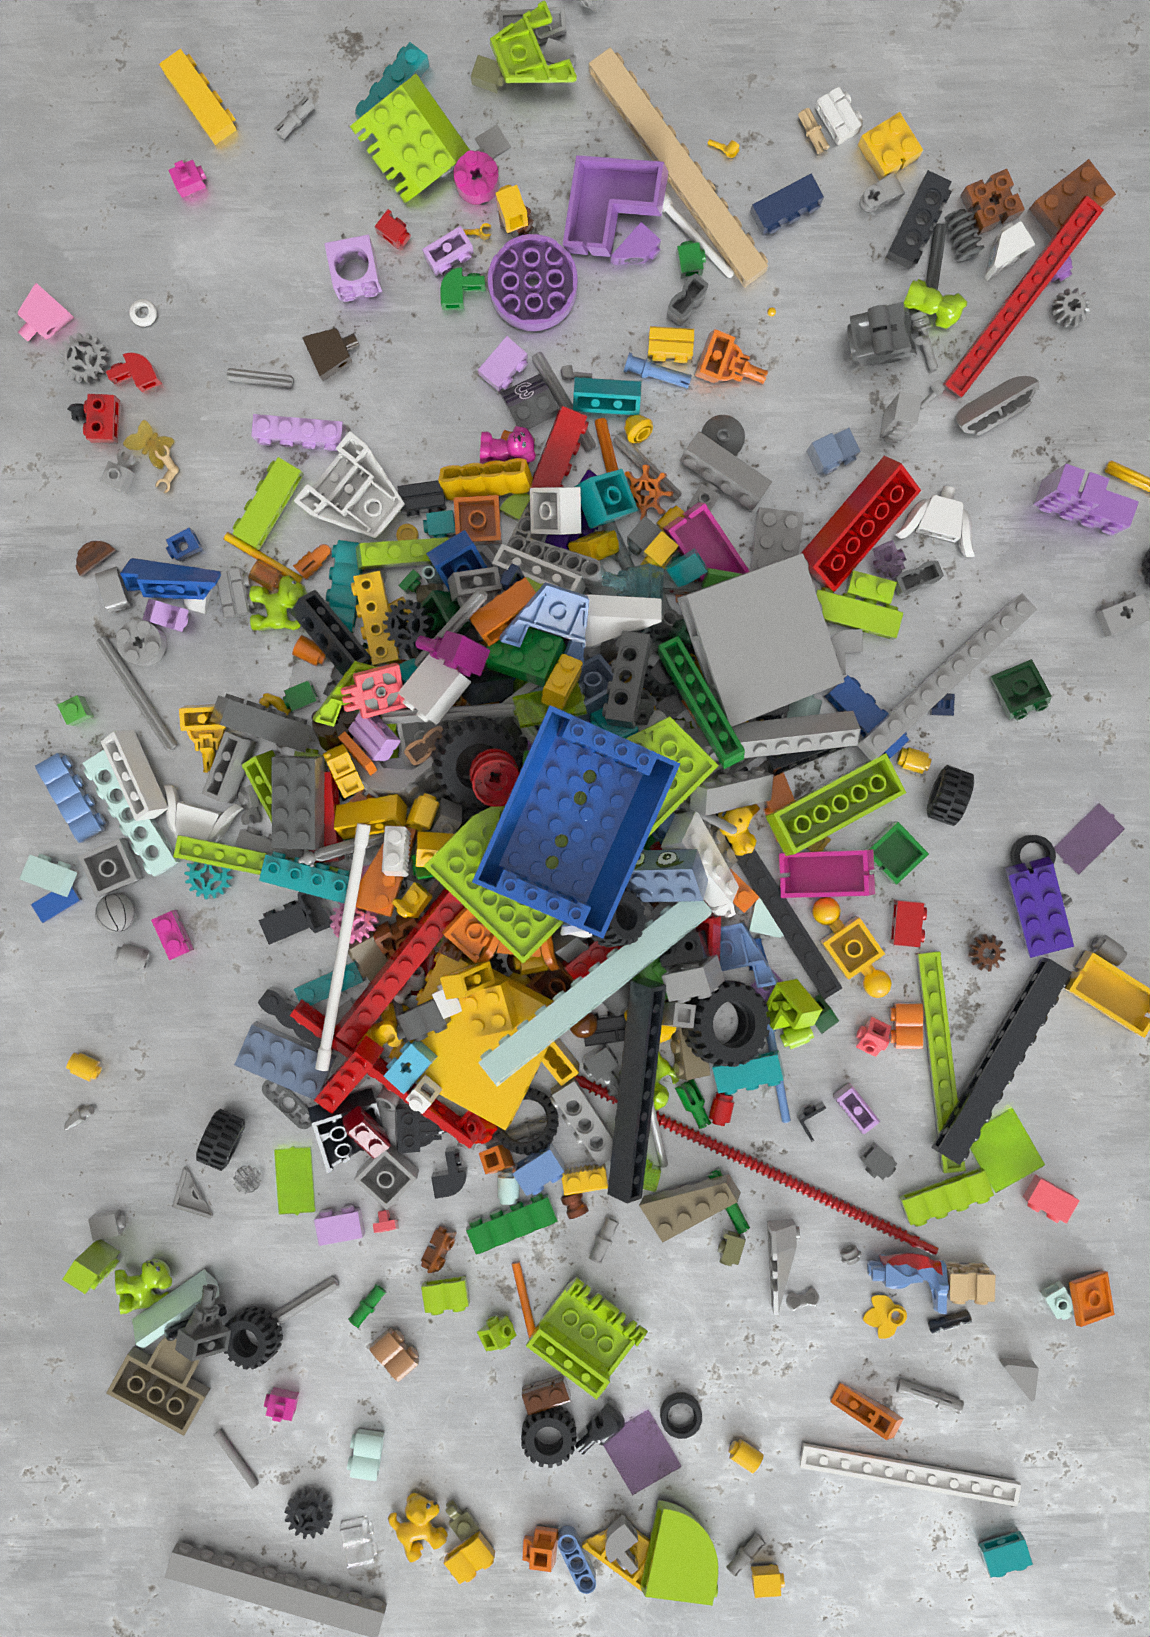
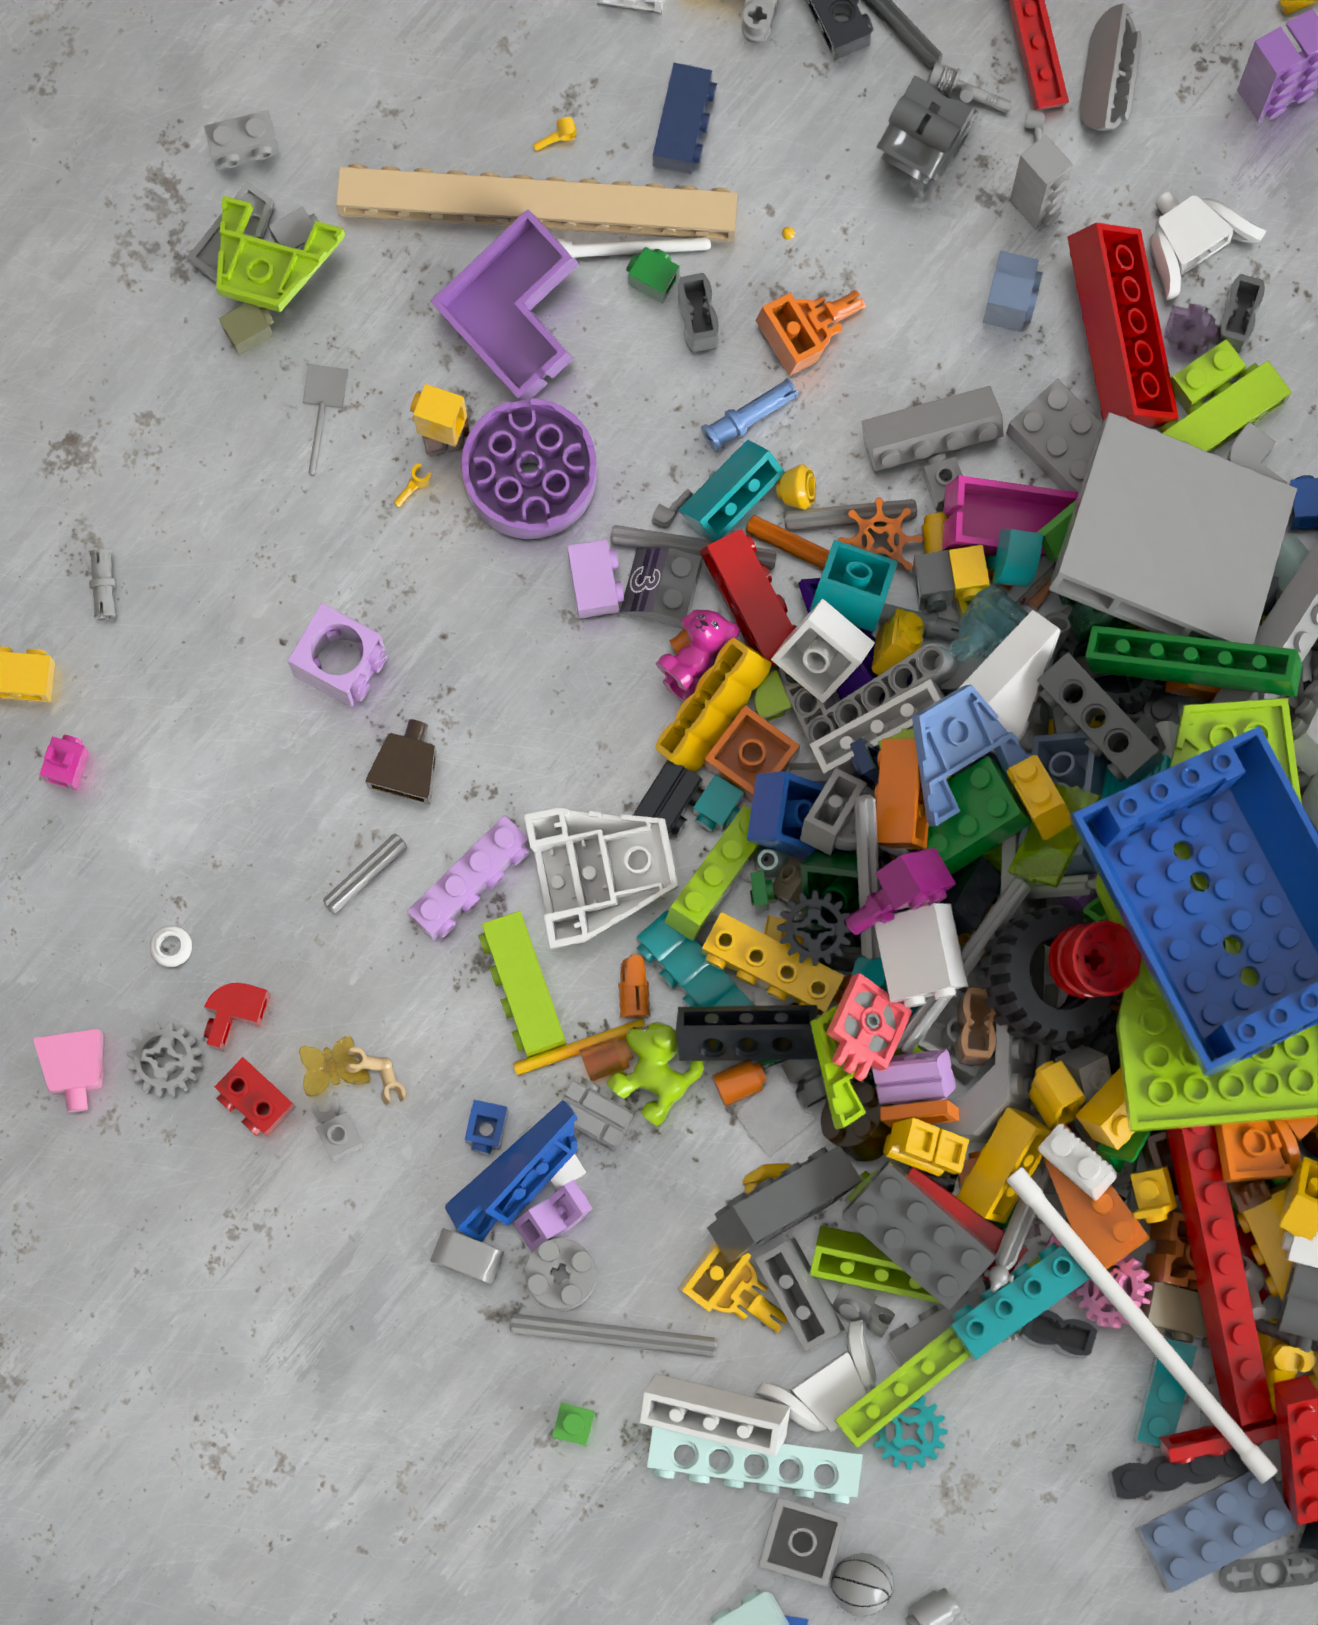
camera: 50 degrees left, 10 degrees down
(70, 797) = (674, 1521): medium blue brick -> none
(77, 411) = (218, 1120): black piece -> none
(91, 555) = (402, 1247): reddish brown plate -> none
(172, 934) = (946, 1537): dark pink brick -> none
(283, 923) = (1044, 1384): black brick -> none
(300, 696) = (784, 1137): green brick -> none
(392, 230) = (329, 578): red brick -> none
(407, 532) = (693, 853): yellow tile -> none
(409, 62) = (169, 445): teal brick -> none
(411, 137) = (249, 469): lime slope -> none
(448, 251) = (410, 534): lavender brick -> none
(455, 284) = (454, 560): green brick -> none
(473, 165) = (359, 416): dark pink brick -> none
(637, 247) = (589, 319): medium lavender slope -> none
(670, 344) = (731, 372): yellow brick -> none
(727, 424) = (870, 390): dark grey dish -> none
(813, 130) = (623, 23): tan axle -> none
(931, 301) = (952, 37): lime animal -> none

